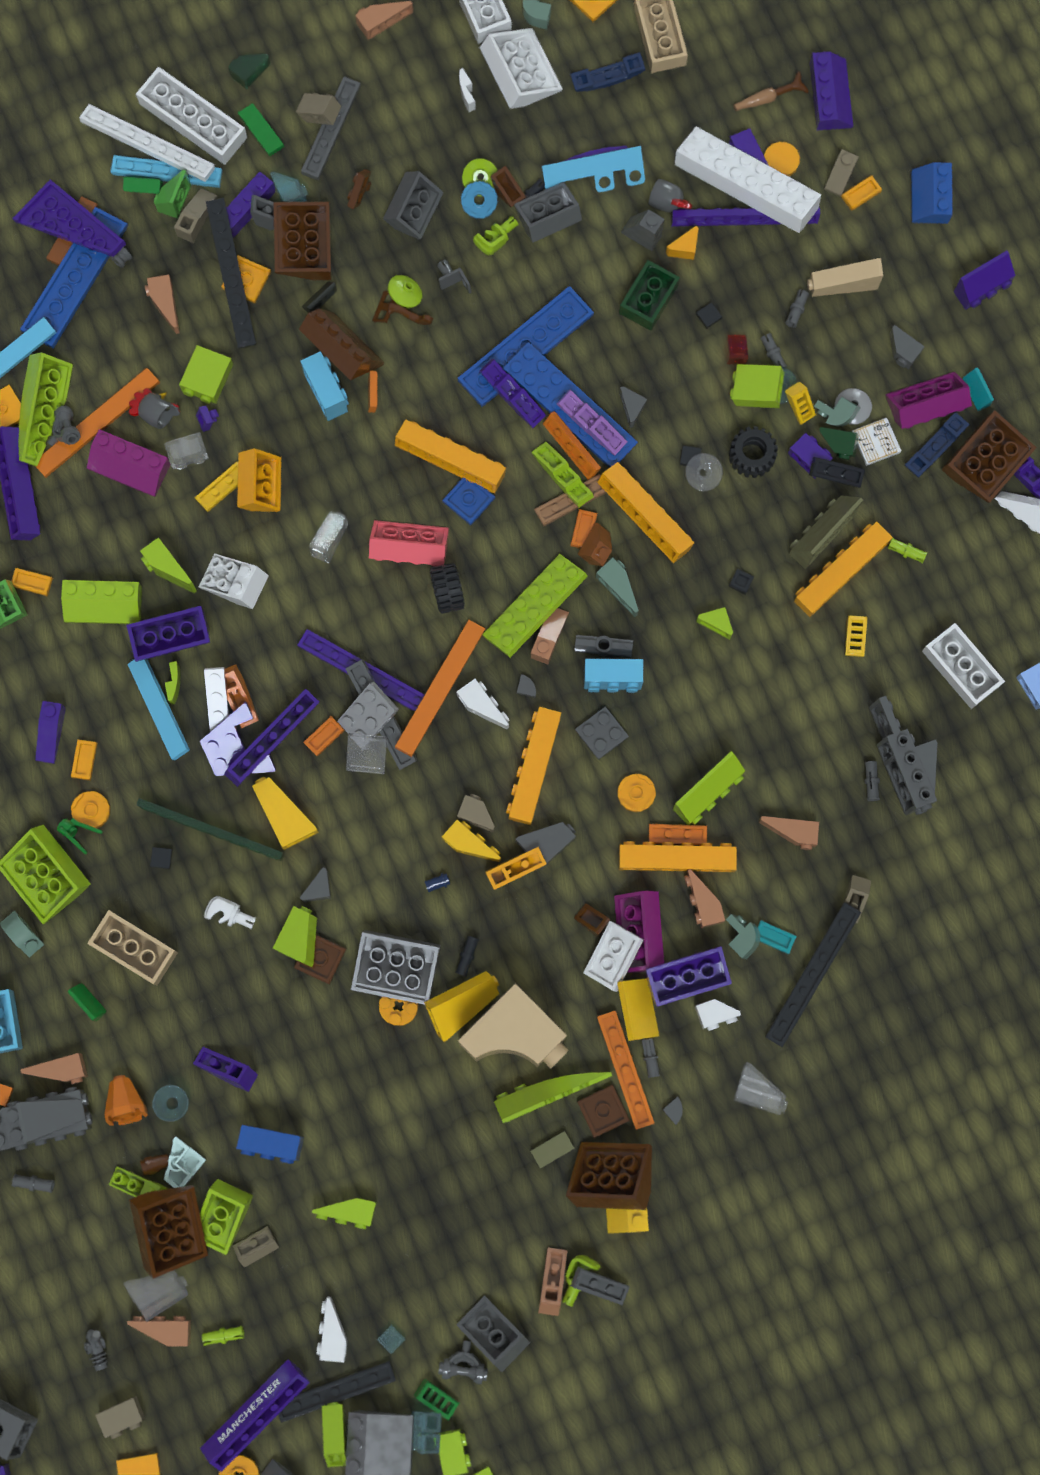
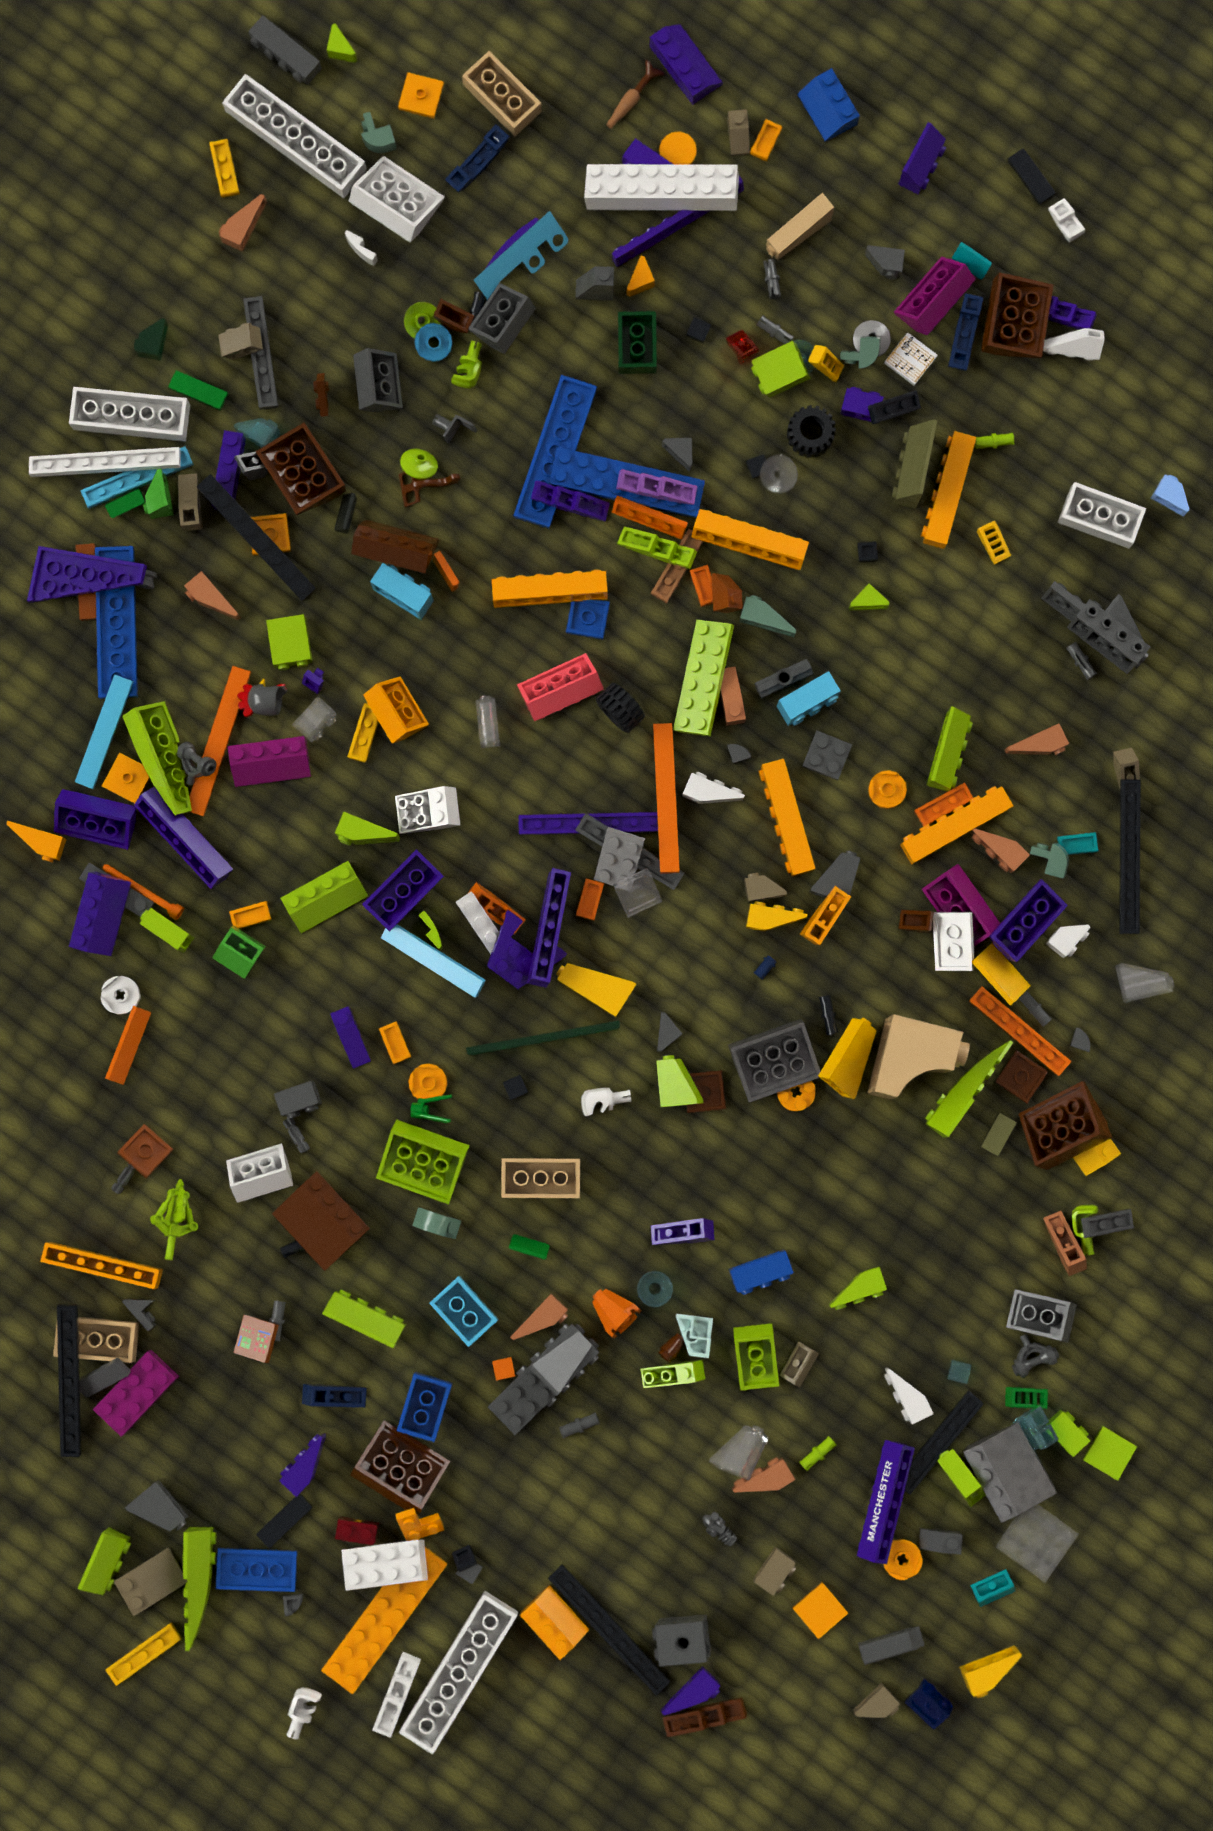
camera: 30 degrees left, 5 degrees up
(168, 1229) = (720, 1394): reddish brown slope -> none
(667, 197) = (600, 243): dark grey piece -> none
(841, 442) = (881, 378): dark green slope -> none

